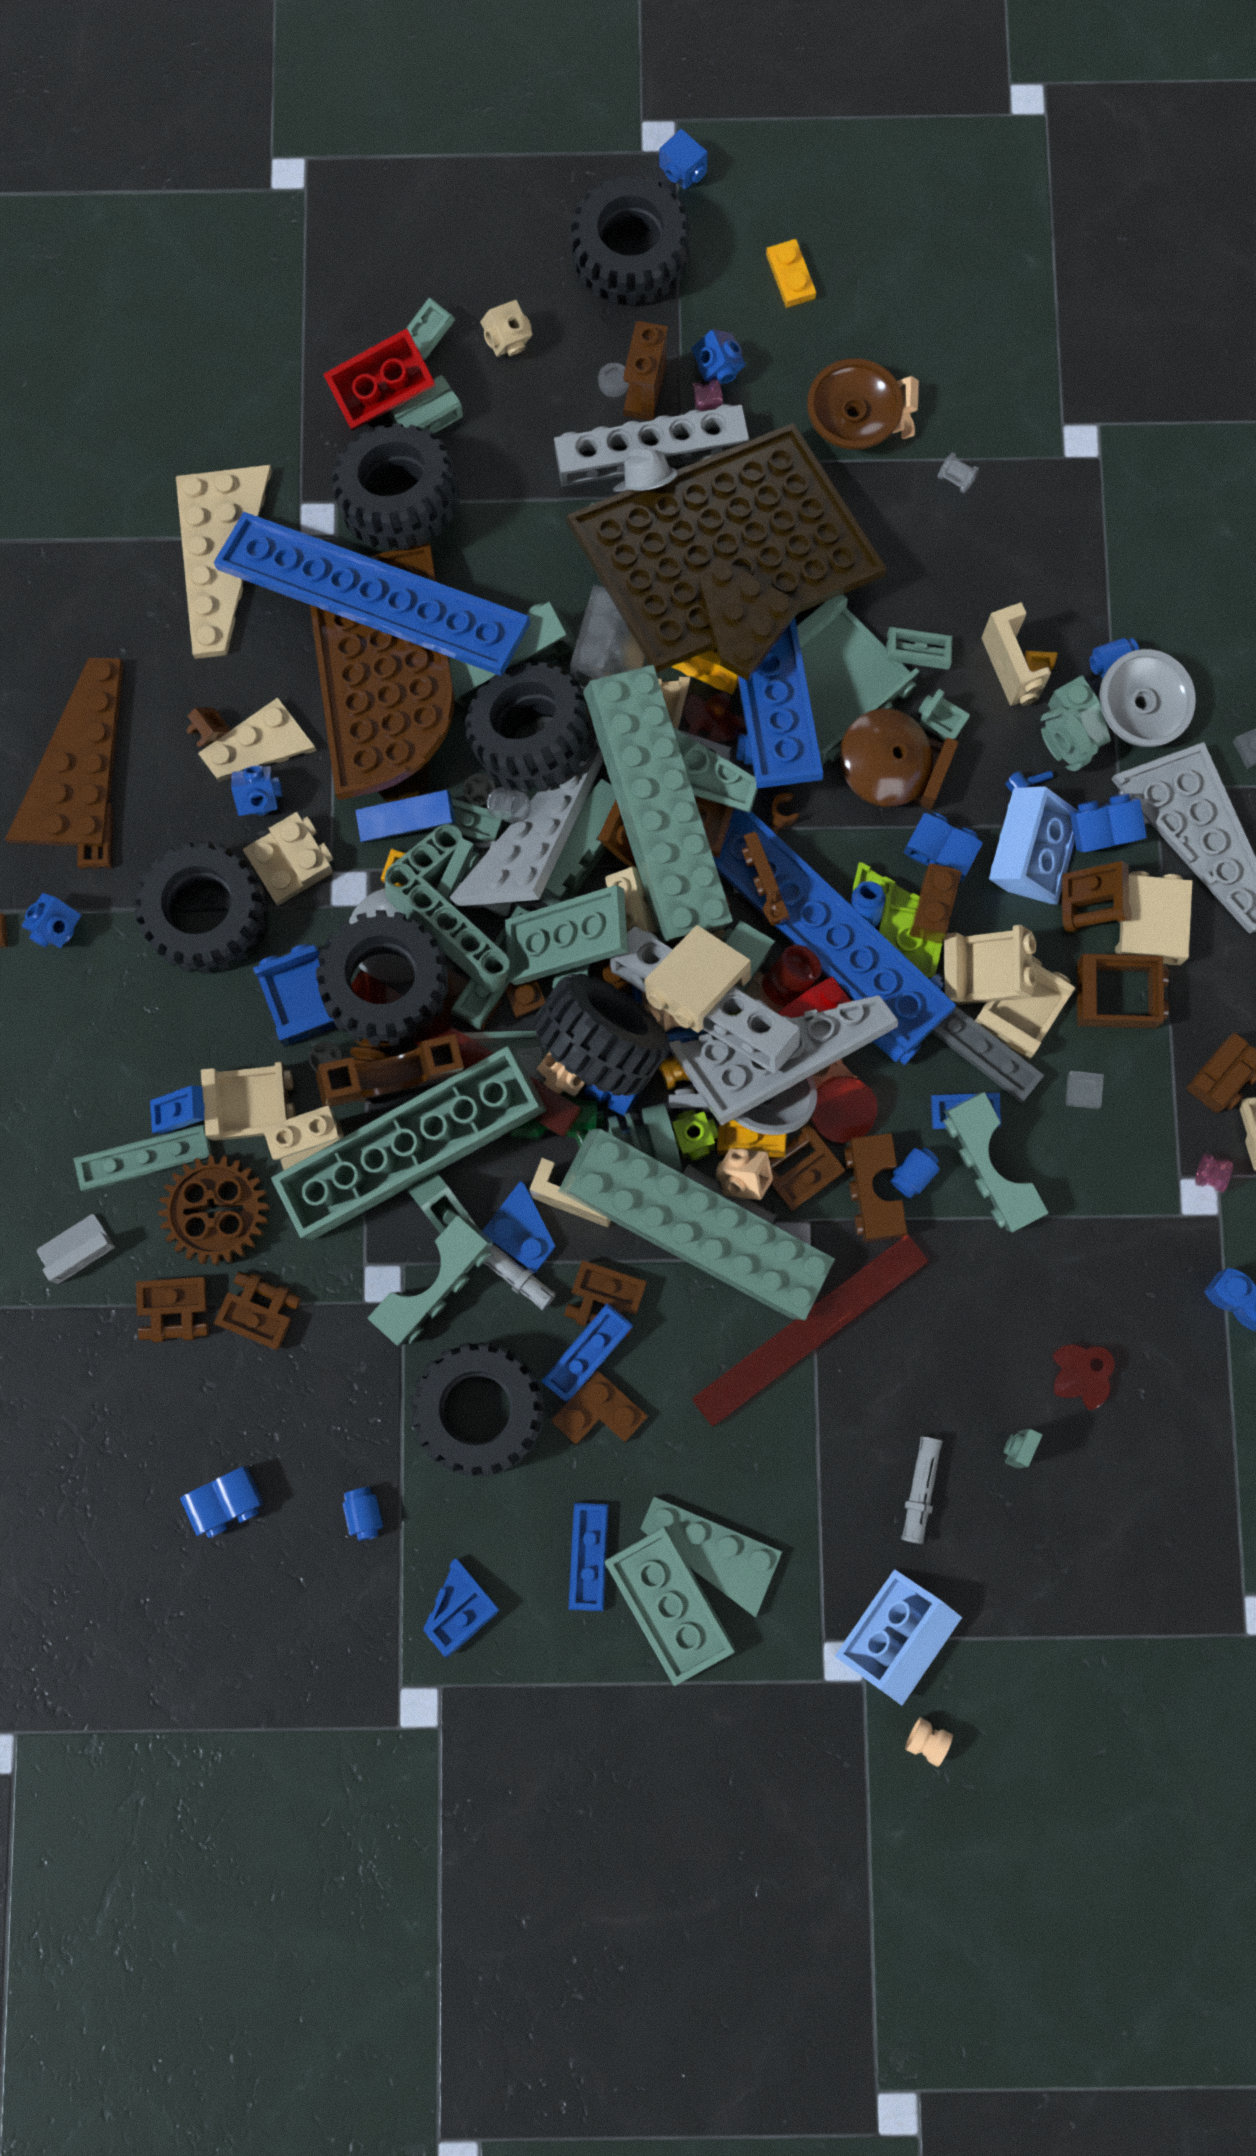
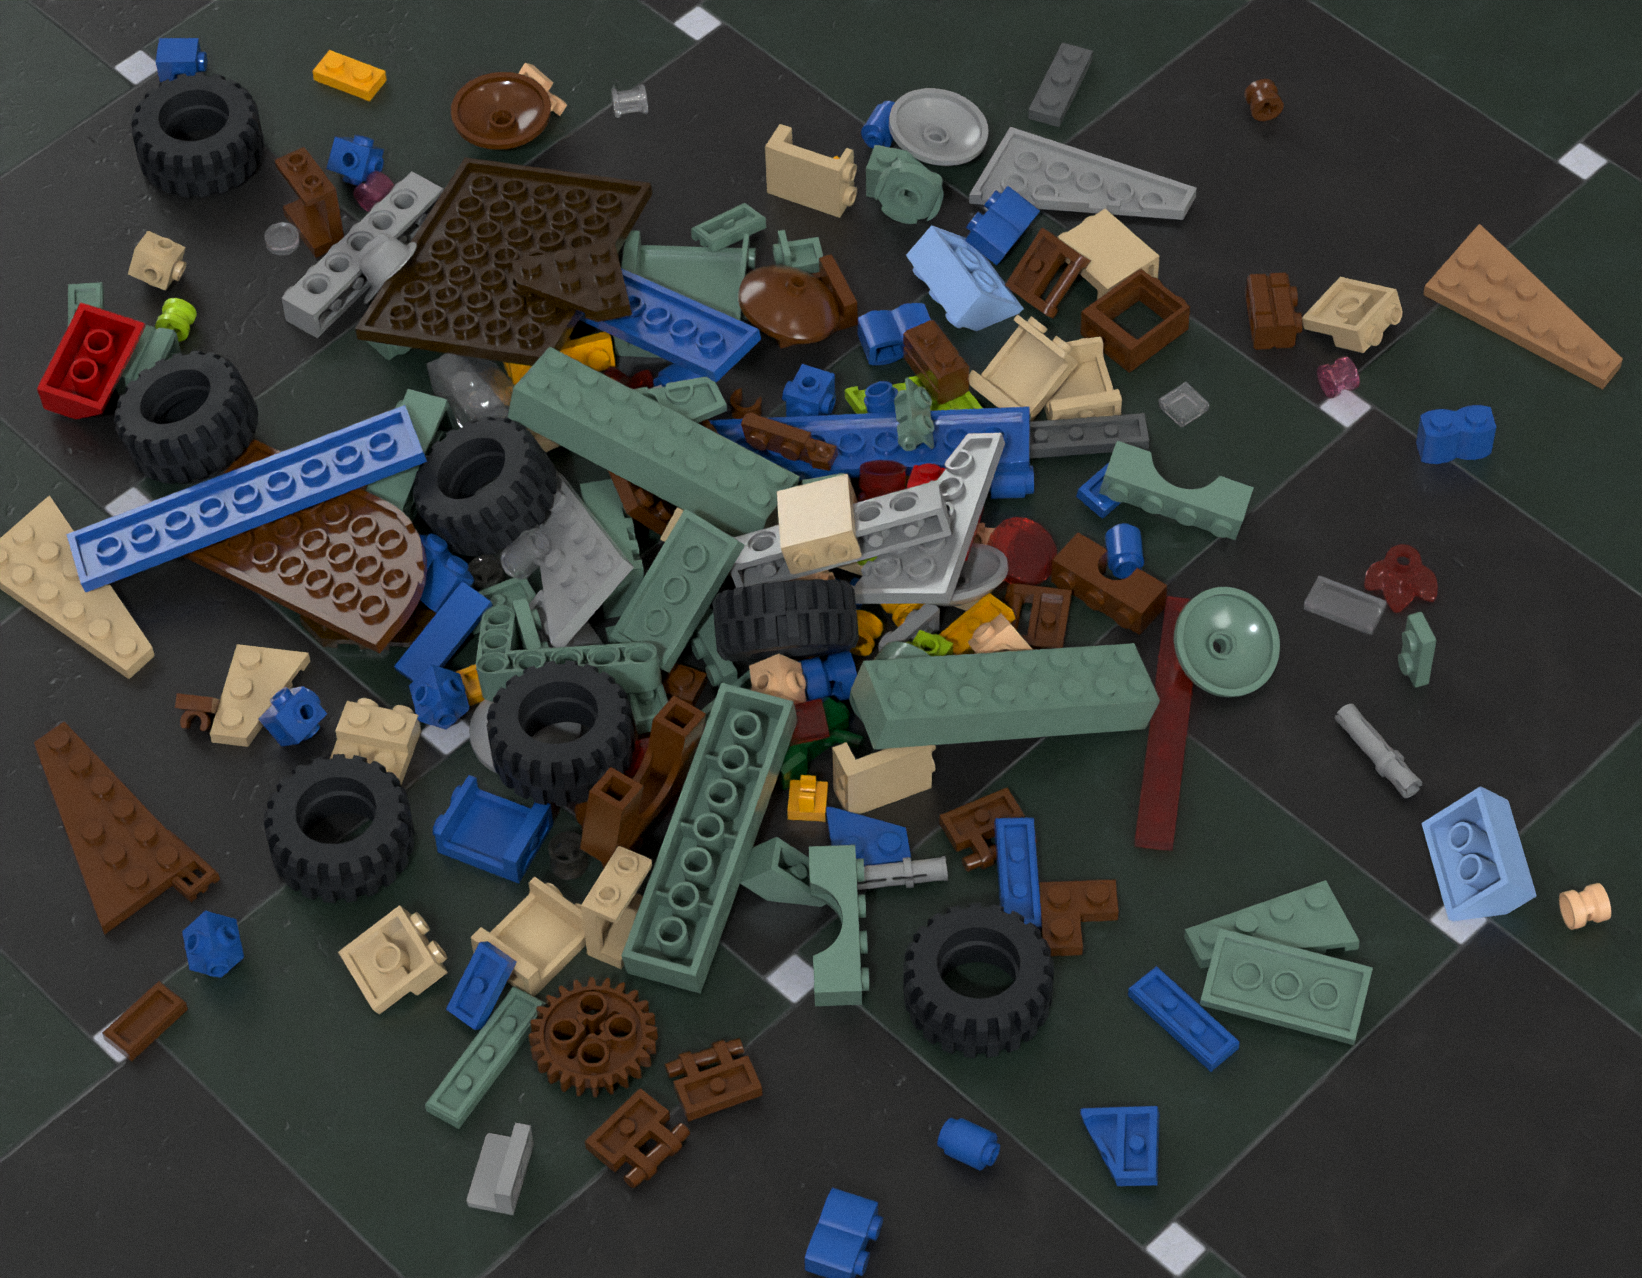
camera: 45 degrees left, 25 degrees down
(149, 1036) = (394, 959): none -> tan plate
(356, 864) = (439, 697): none -> blue brick
(447, 766) = (443, 572): none -> blue brick
(477, 389) = (177, 316): none -> lime wheel
(517, 1162) = (807, 799): none -> light orange tile
(828, 846) = (810, 393): none -> blue brick
(875, 933) = (914, 416): none -> sand green hinge
(904, 1333) = (1242, 630): none -> sand green dish
(1017, 780) = (901, 251): blue hand -> none
(1024, 1355) = (1345, 605): none -> clear tile

